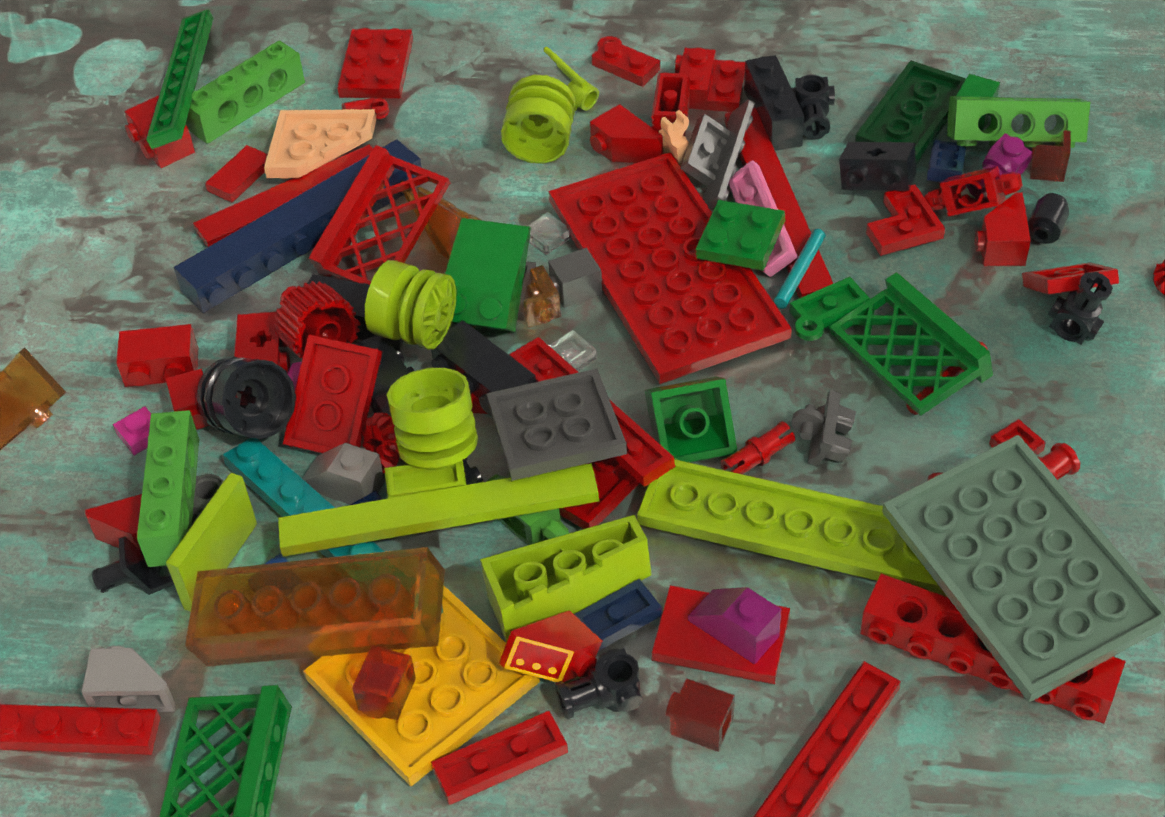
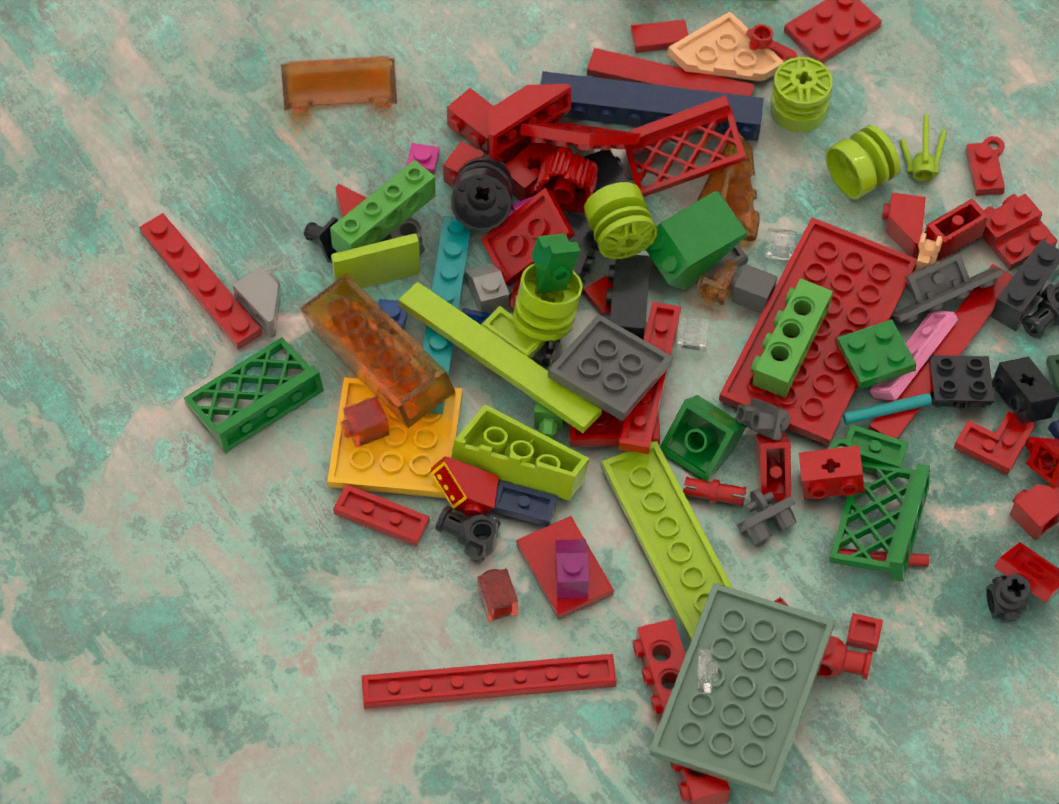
camera: 45 degrees right, 10 degrees up
(207, 307) = (528, 105): none -> red wedge
(280, 278) = (579, 135): none -> red plate
(334, 103) = (761, 37): none -> red plate
(411, 366) = (554, 261): none -> green brick
(423, 114) = (801, 94): none -> lime wheel
(663, 278) = (779, 375): none -> bright green brick
(729, 352) = (763, 418): none -> dark grey hips
(774, 384) = (773, 465): none -> red slope
(823, 202) = (961, 380): none -> black hinge
(830, 347) = (831, 472): none -> red brick
(989, 573) = (706, 671): none -> clear plate

